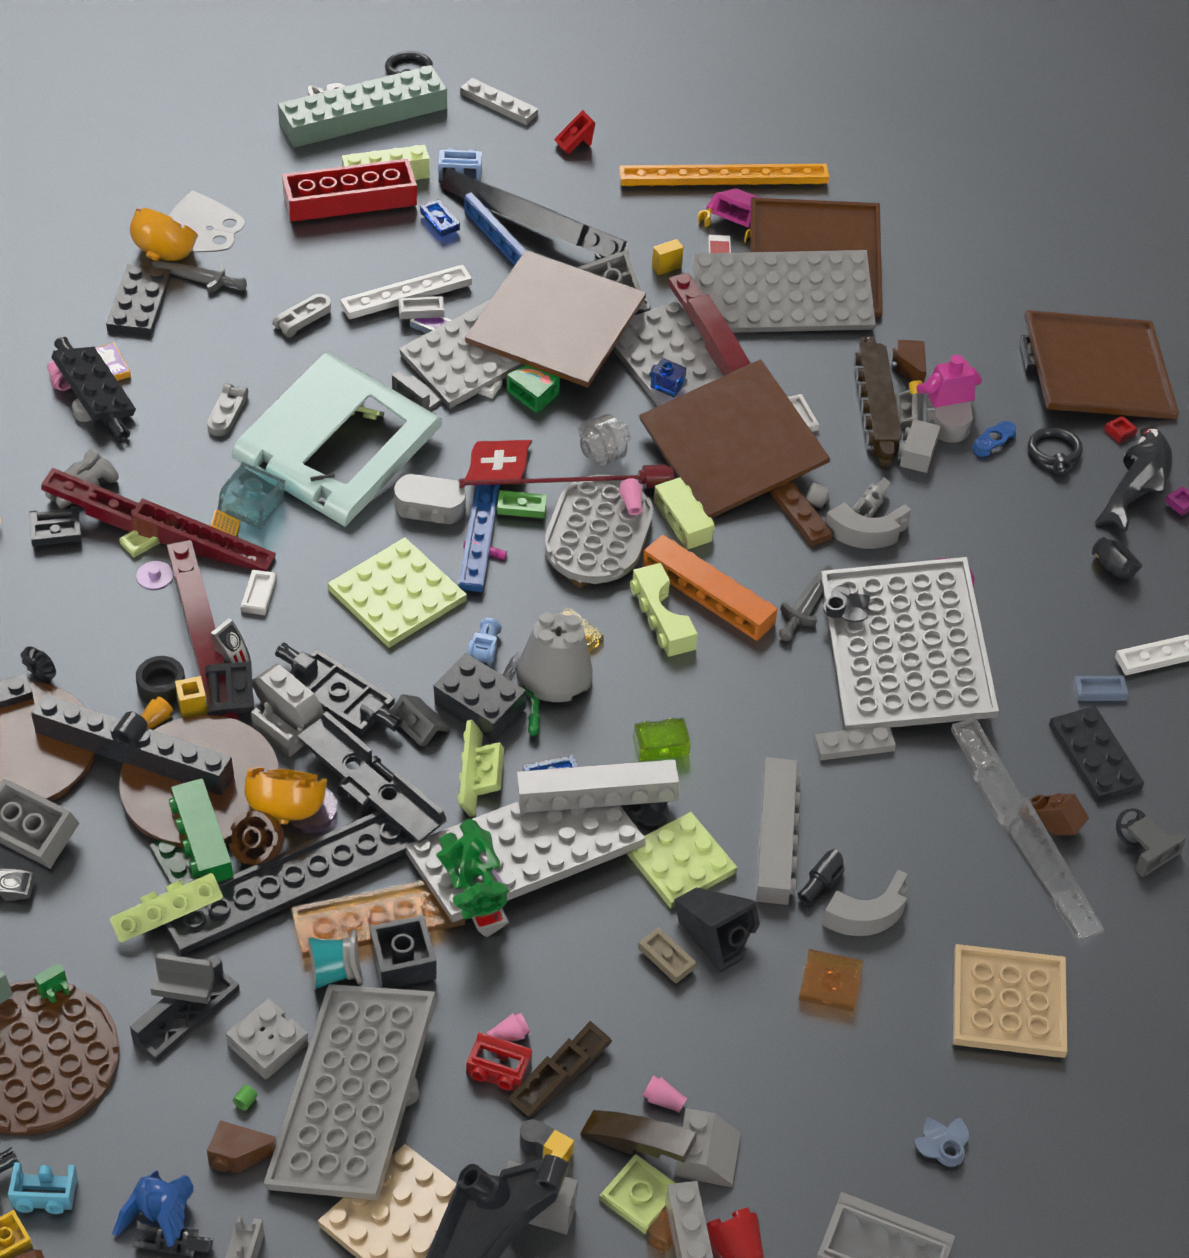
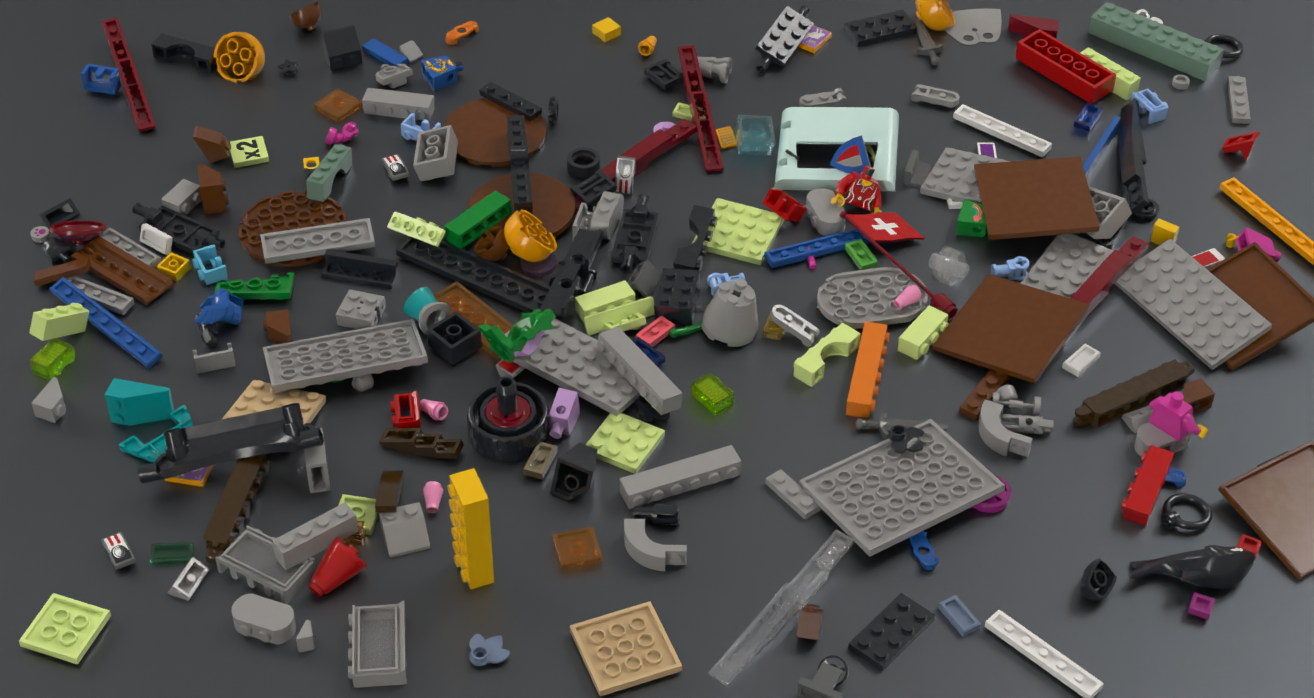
camera: 65 degrees right, 5 degrees down
(51, 981) = (337, 209): green tile -> none
(97, 1034) = (316, 240): none -> light grey plate
(137, 1139) = (265, 289): none -> green wing
(157, 712) = (557, 171): light orange cone -> none
(183, 978) = (367, 253): dark grey panel -> none
(191, 697) = (575, 174): yellow brick -> none
(245, 1097) = (316, 318): bright green piece -> none
(258, 592) = (687, 174): white tile -> none
(259, 180) = (1027, 25): none -> dark red slope
(383, 613) = (701, 223): none -> black arch
(388, 425) = (851, 156): none -> blue shield
(396, 527) = (784, 205): none -> red window
(421, 307) = (992, 141): light grey tile -> none
(434, 451) = (859, 190): none -> red torso
(436, 124) = (1180, 82): none -> light grey tile
(439, 768) = (604, 299): none -> yellowish green brick
(520, 745) = (656, 331): none -> coral plate
(543, 1140) = (363, 457): leg -> none
(590, 957) = (508, 420): none -> black wheel
(603, 613) = (794, 324): none -> light grey plate
(613, 895) = (561, 419): none -> lavender torso
(636, 396) = (1012, 269): none -> light blue connector
(667, 377) = (1037, 273): clear blue brick -> none
(813, 1056) = (471, 528): none -> yellow brick
(850, 481) = (1019, 404): none -> light grey wheel
(919, 445) = (1108, 432): light grey brick -> none
(1011, 676) = (927, 561): none -> blue piece
(1015, 453) = (1147, 485): none -> red brick

